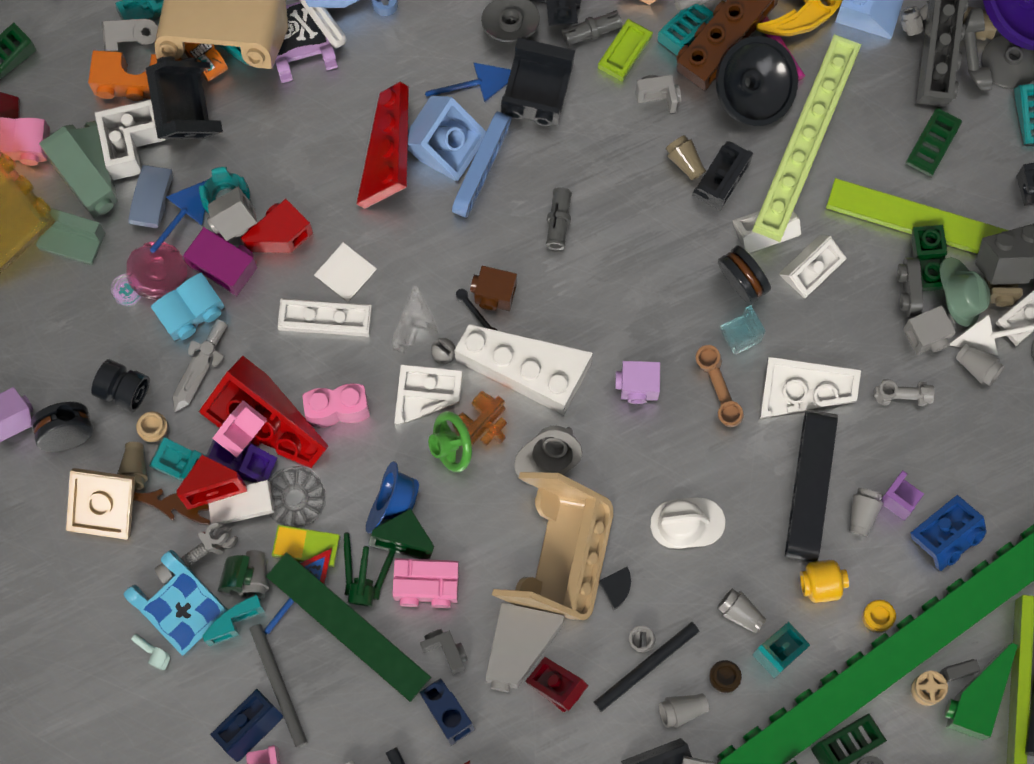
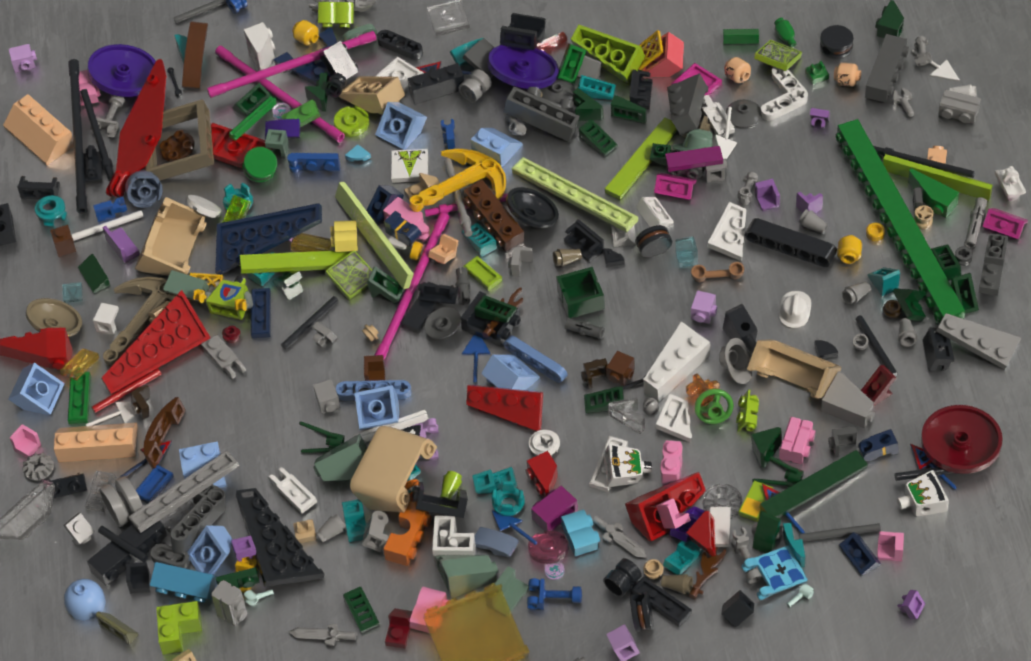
camera: 70 degrees left, 20 degrees down
(84, 329) = (539, 585): none -> blue bar
(100, 503) = (698, 602): tile -> none
(105, 564) = (737, 608): none -> black panel
(107, 440) = (663, 602): none -> black tile
(231, 214) = (529, 487): light grey brick -> none
(232, 110) = (450, 484): none -> lime cone
(256, 168) = (487, 480): none -> teal slope
(313, 339) = (624, 465): none -> white torso
(339, 205) = (546, 436): none -> white gear
(345, 272) = (580, 448): white sticker -> none
(395, 497) = (739, 447): blue piece -> none
(442, 303) = (616, 392): none -> dark green slope
(475, 492) = (748, 404): none -> lime hinge
(486, 253) = (593, 370): none -> dark brown bracket
(548, 62) = (487, 302): none -> dark green slope
(558, 95) = (489, 329): none -> reddish brown piece
(614, 436) = (740, 325): none -> black torso
(617, 196) = (580, 292): none -> dark green piece
(707, 225) = (612, 258): none -> black tile
(744, 699) = (909, 303): none -> dark green slope
(875, 280) = (674, 186): none -> dark pink panel
(898, 426) = (767, 194): none -> medium lavender panel
(923, 293) = (694, 158): none -> magenta tile
(950, 532) = (835, 186): blue bracket -> none
(980, 364) = (741, 149): light grey cone -> none
(985, 110) = (587, 107): none -> dark green slope
(1003, 162) = (627, 110): none -> dark green slope

